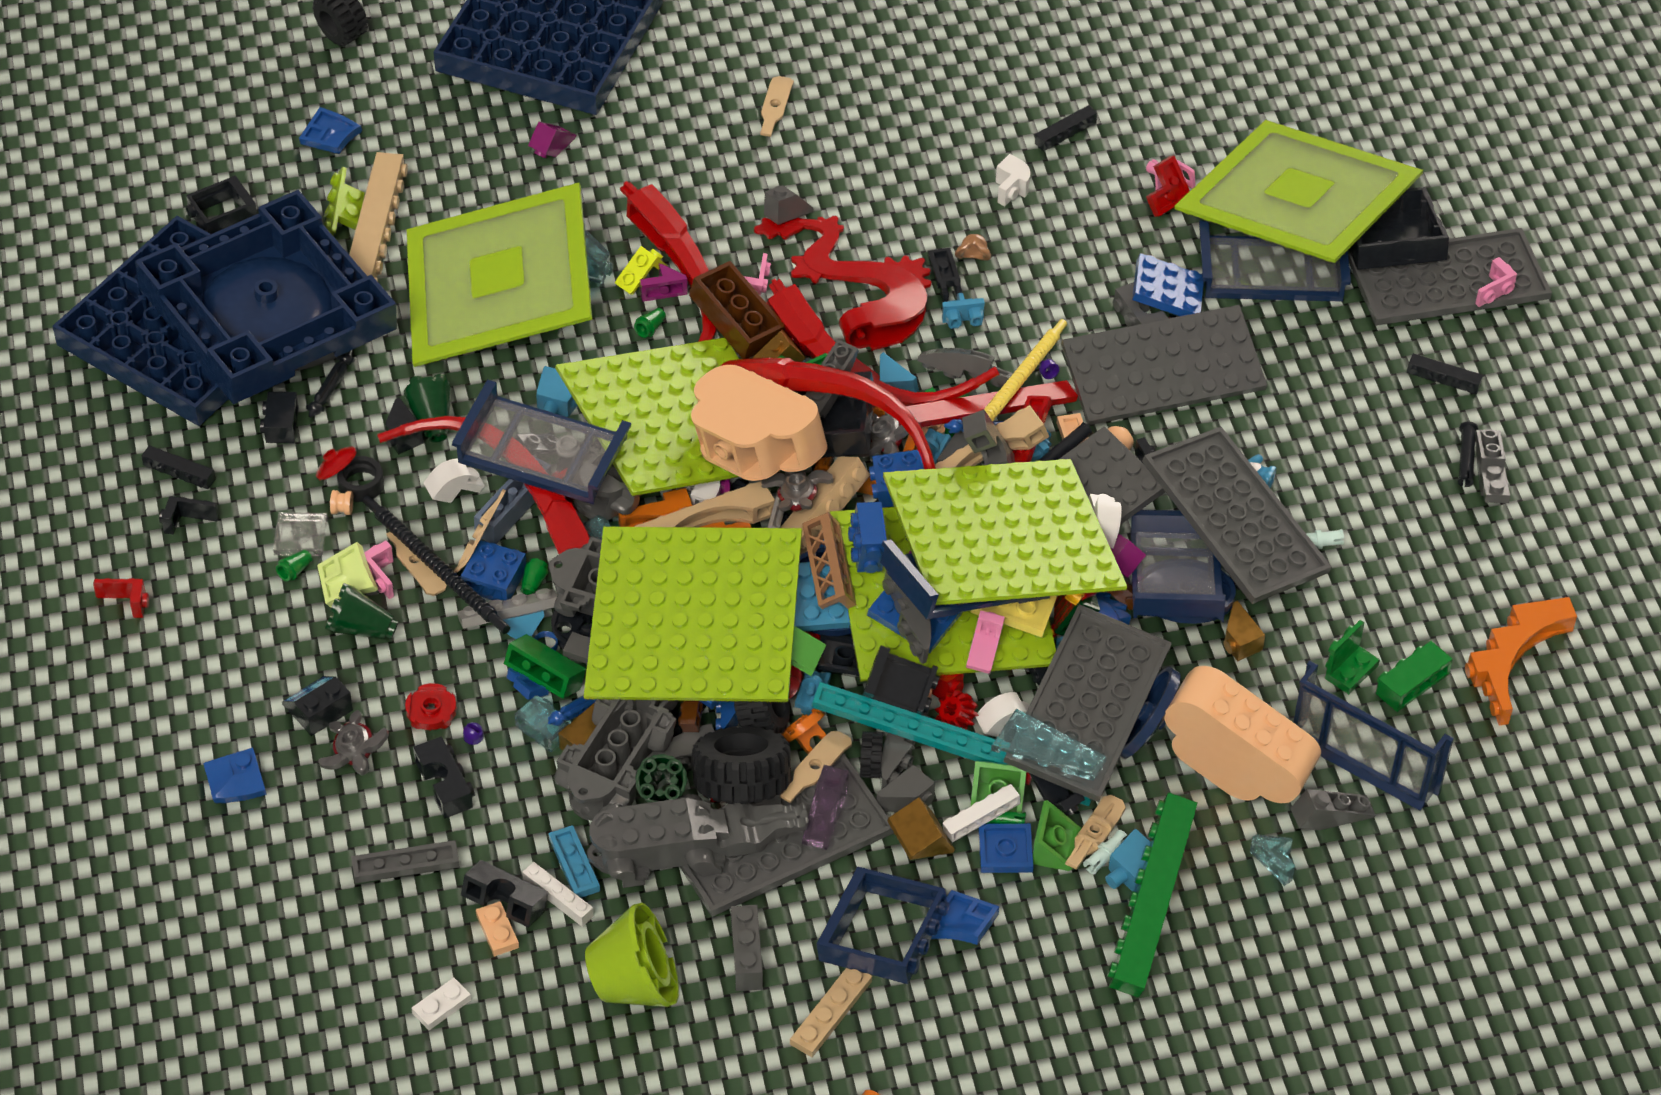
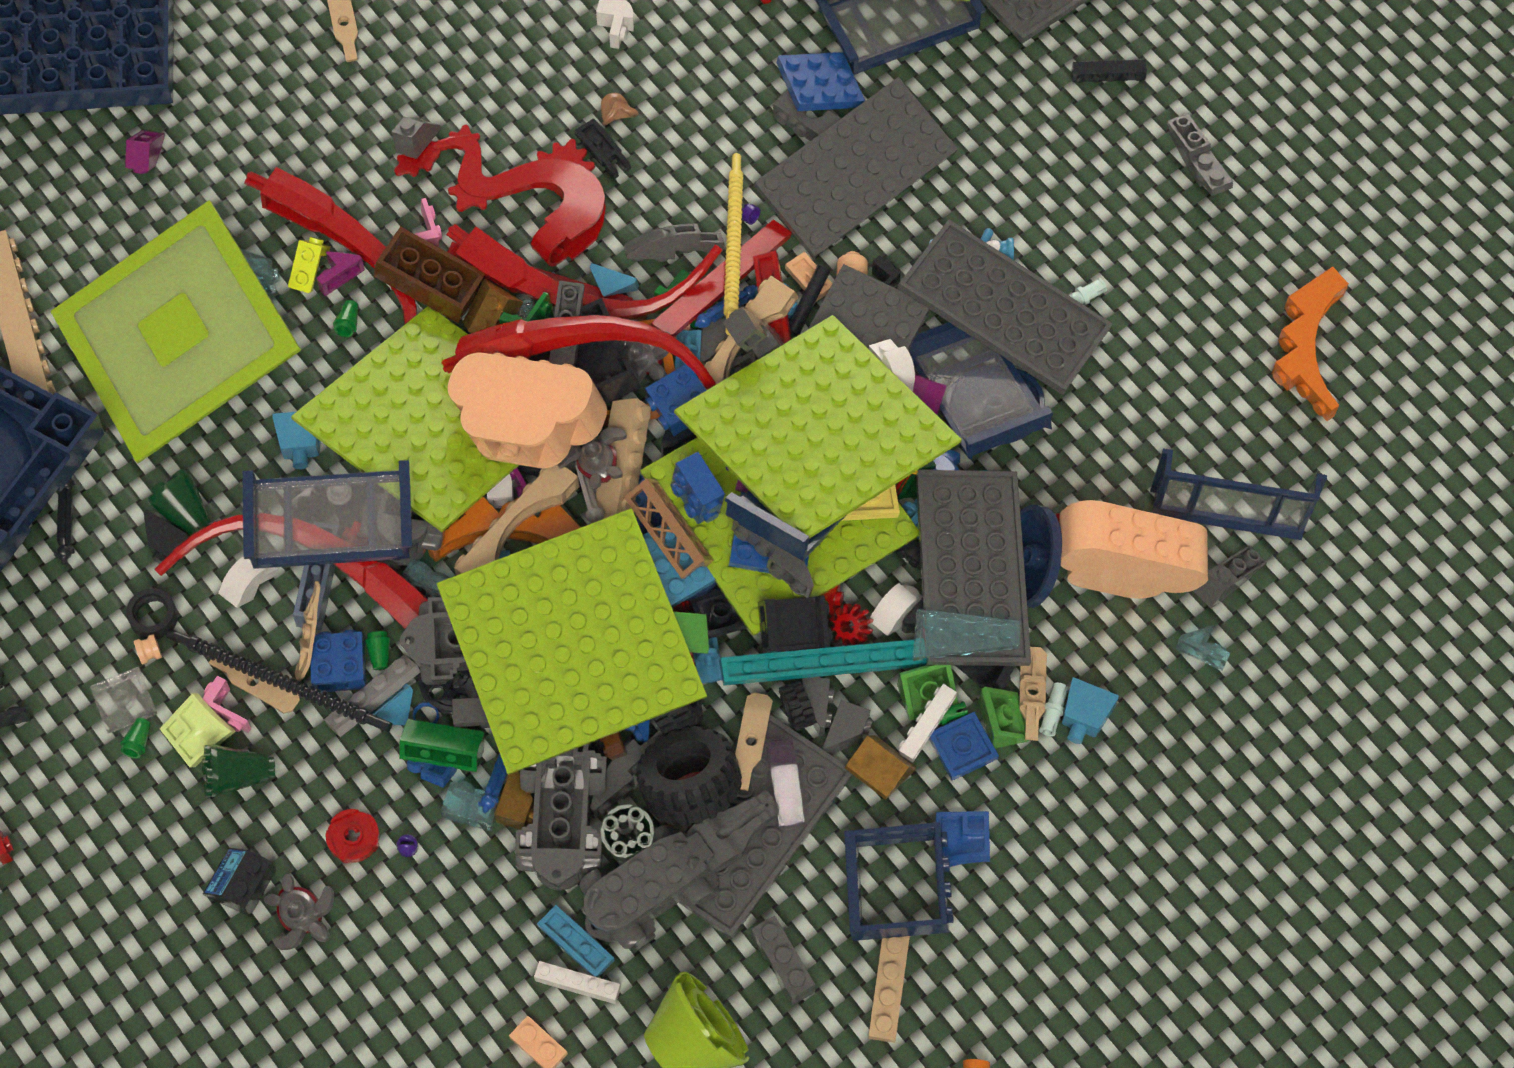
camera: 25 degrees left, 15 degrees up
(235, 777) = (200, 998): blue plate -> none
(280, 417) = (35, 578): black brick -> none
(335, 461) = (120, 608): red dish -> none
(405, 861) = (415, 1015): dark grey plate -> none
(437, 760) = (389, 891): black arch -> none
(489, 883) = (509, 1002): black arch -> none
(804, 729) = (719, 705): orange tile -> none
(963, 310) = (639, 181): dark azure hips -> none
(985, 642) = (851, 548): bright pink bracket -> none
(1152, 896) = (1123, 741): green brick -> none
(1242, 634) = (1066, 427): pearl gold slope -> none
(1348, 661) = (1173, 415): green bracket -> none
(1413, 676) = (1233, 404): green brick -> none
(1467, 453) = (1169, 148): black pin -> none

